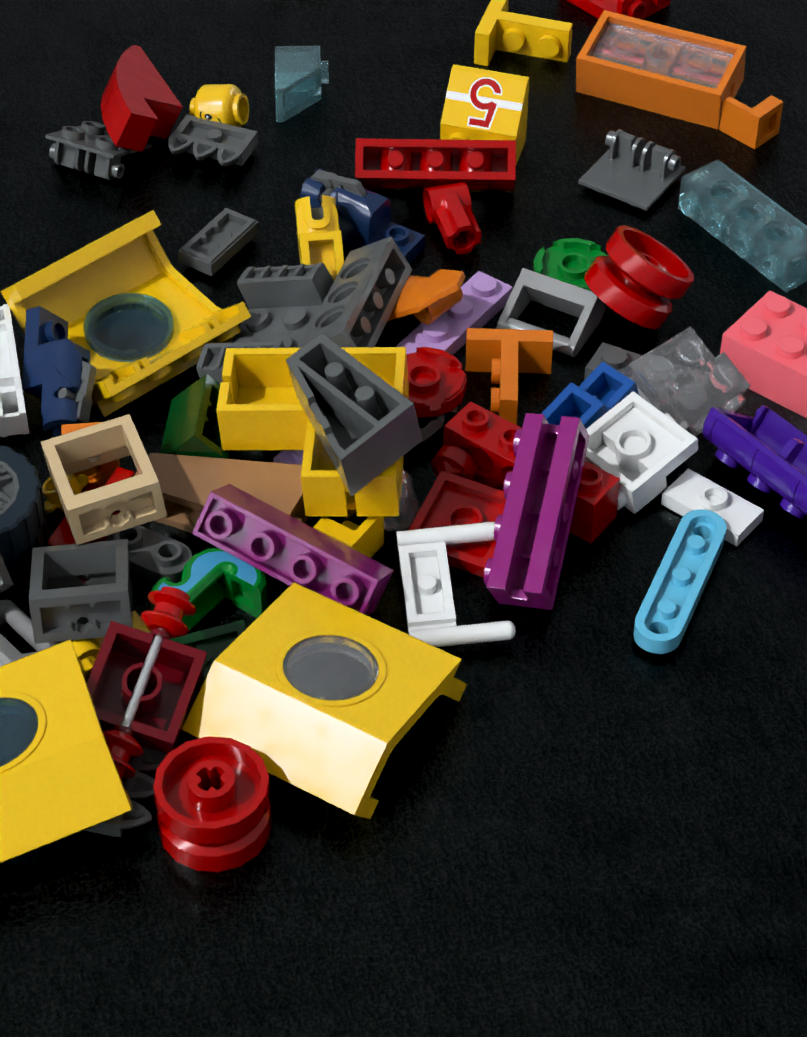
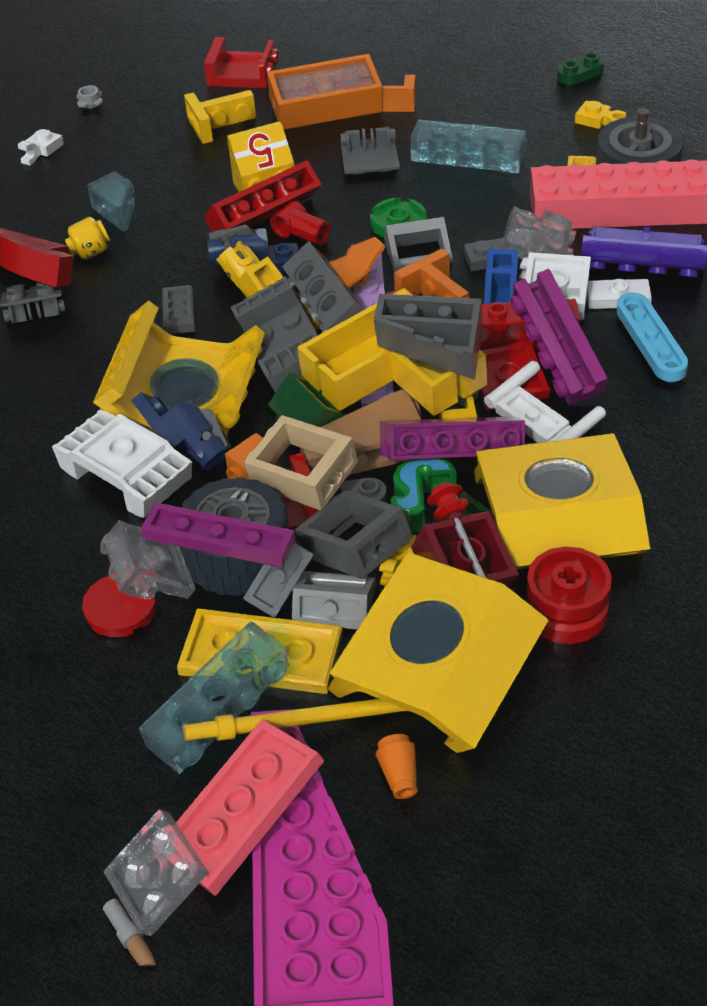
camera: 35 degrees left, 0 degrees up
(213, 140) = (104, 258): dark grey plate -> none
(639, 277) = (456, 197): red wheel -> none

